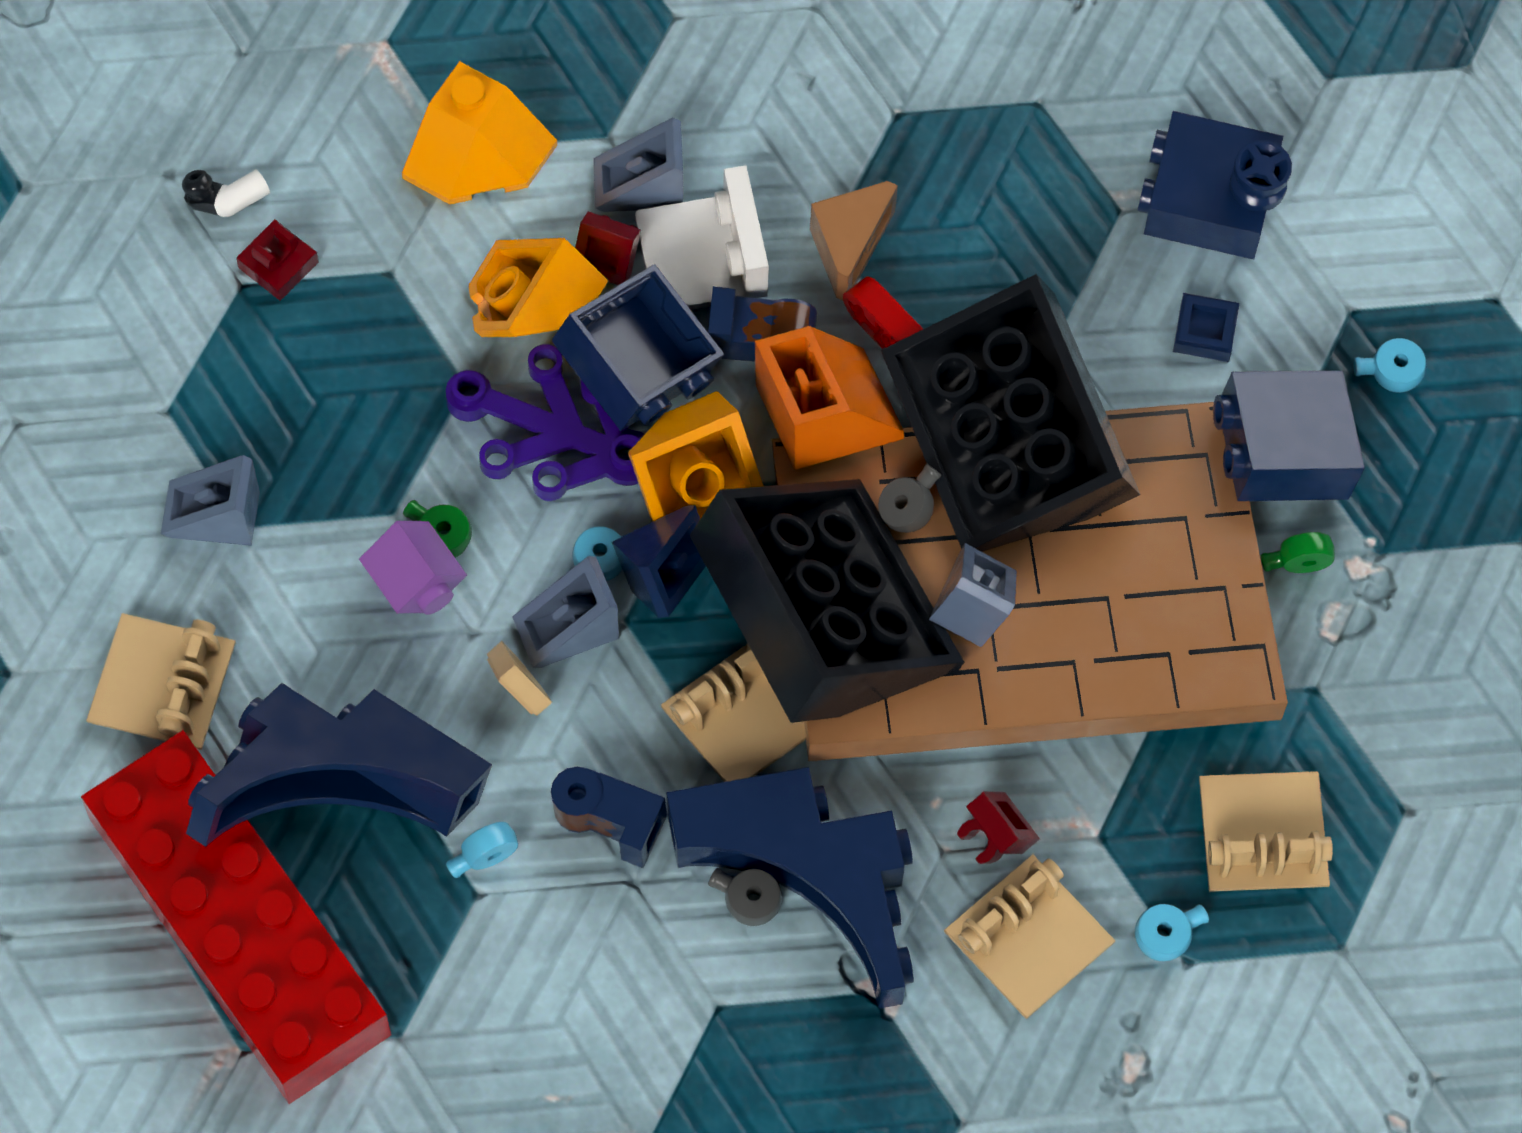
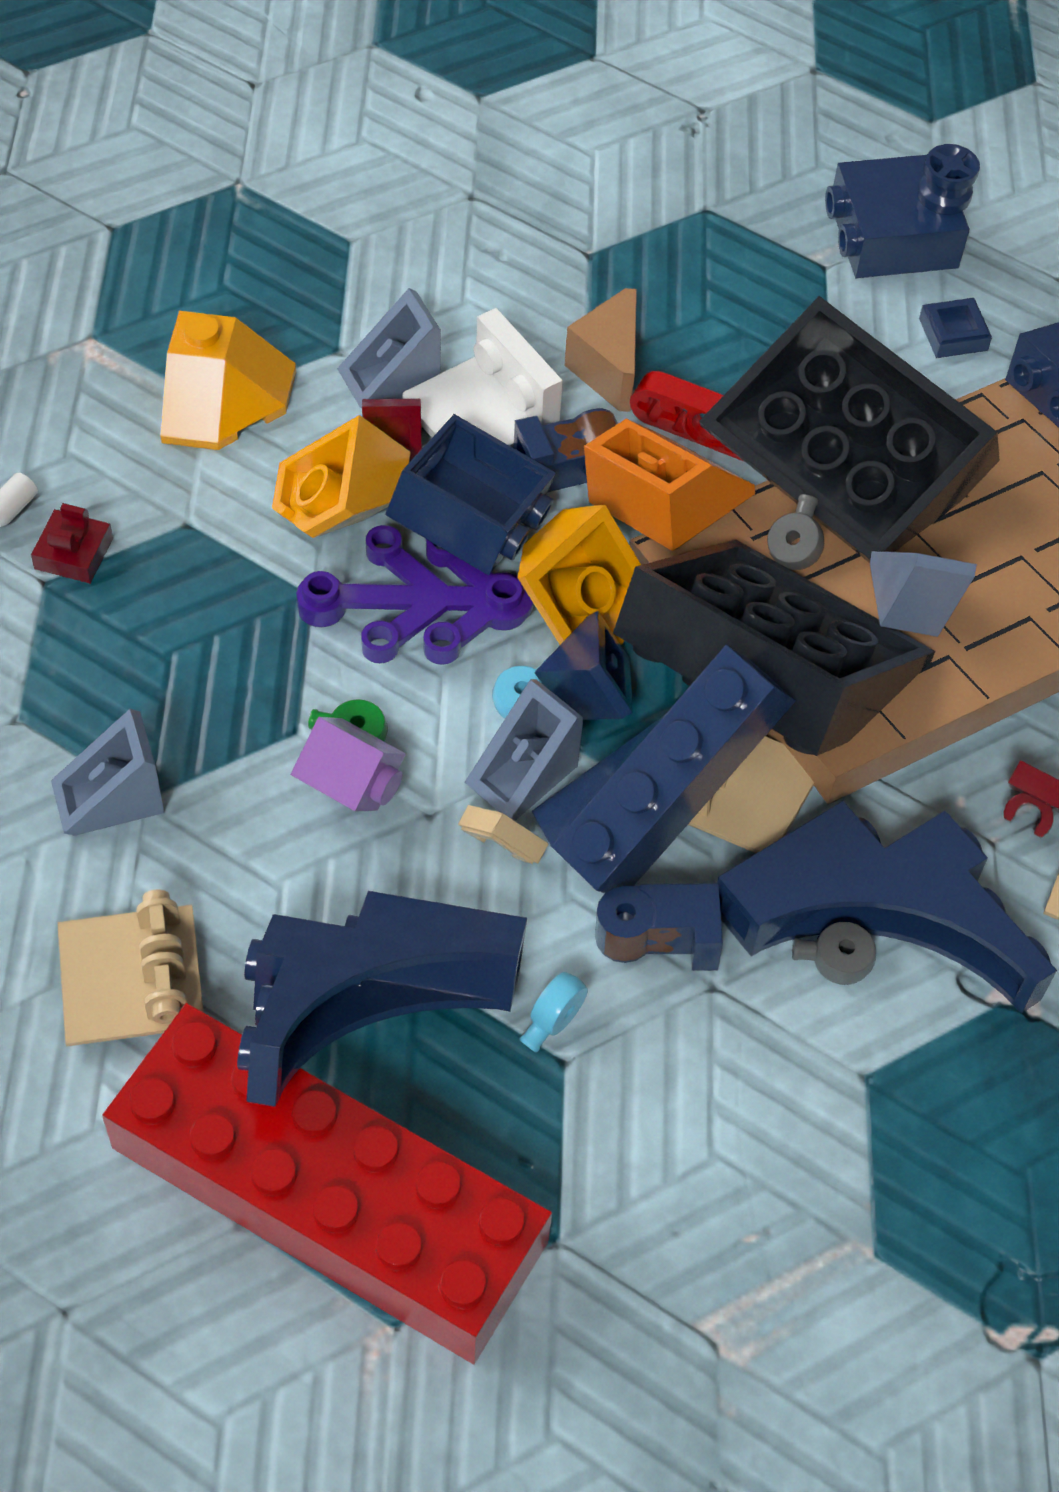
camera: 25 degrees left, 10 degrees down
(637, 695) = (647, 791): none -> dark blue wedge

